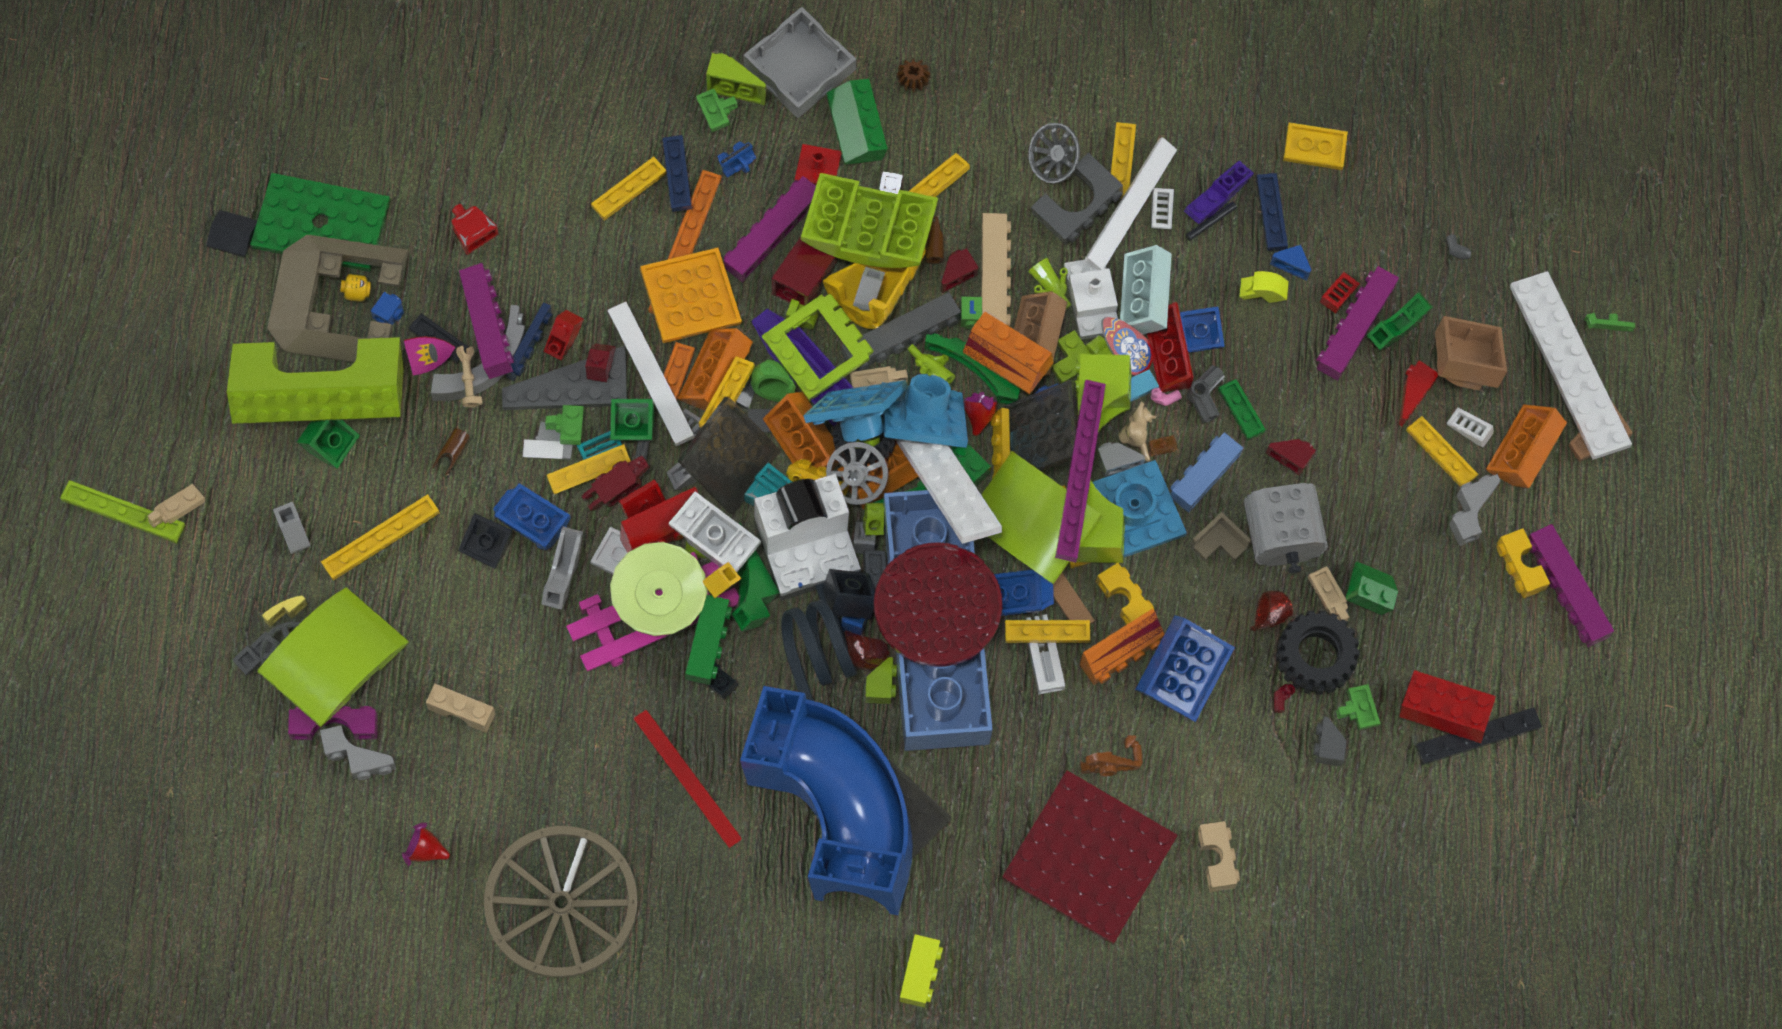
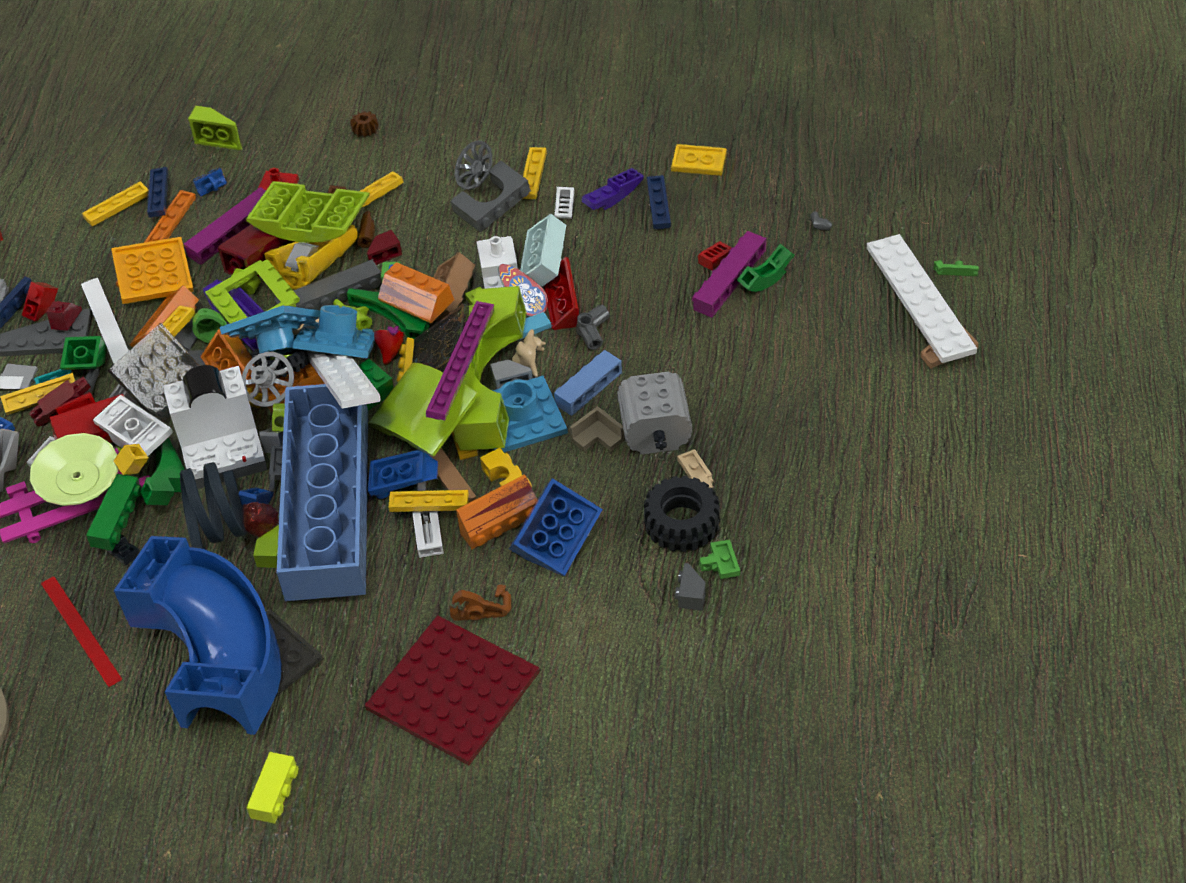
camera: 10 degrees right, 20 degrees down
(568, 424) = (29, 364): bright green hinge -> none
(678, 367) = (134, 322): orange tile -> none
(716, 109) = (199, 152): bright green hinge -> none
(799, 62) = (272, 118): light grey tile -> none
(849, 593) = (251, 473): black brick -> none
(857, 122) = (312, 154): green slope -> none
(937, 604) = (321, 468): dark red tile -> none
(995, 266) = (417, 238): tan brick -> none
(1048, 279) = (456, 245): lime piece -> none
(1130, 204) = (536, 198): white tile -> none
(1162, 446) = (550, 365): clear orange piece -> none
(1165, 399) = (556, 333): bright pink arm -> none
(1202, 329) = (590, 281): blue slope -> none
(1211, 221) = (606, 211): black bar -> none
(1216, 838) = (578, 699): tan arch -> none
(1241, 409) = (624, 339): green tile -> none
(1265, 285) = (649, 247): neon yellow brick -> none
(1272, 610) = (641, 482): clear red helmet -> none
(1282, 695) = (647, 552): dark red arm -> none
(1292, 261) = (673, 233): blue slope -> none
(1292, 454) = (666, 363): dark red slope -> none
(1372, 589) = (734, 466): green slope -> none
(1416, 386) = (783, 314): red slope -> none
(1441, 451) = (804, 365): yellow tile -> none
(1447, 706) = (804, 553): red brick -> none
(1467, 432) = (840, 352): white slope -> none
(1470, 353) = (826, 285): medium nougat container -> none
(1472, 498) = (832, 396): light grey arch -> none
(1496, 731) = (836, 582): black plate -> none
(1527, 445) = (882, 355): orange slope -> none
(1527, 580) = (882, 455): yellow arch -> none
(1570, 586) = (923, 460): magenta brick -> none

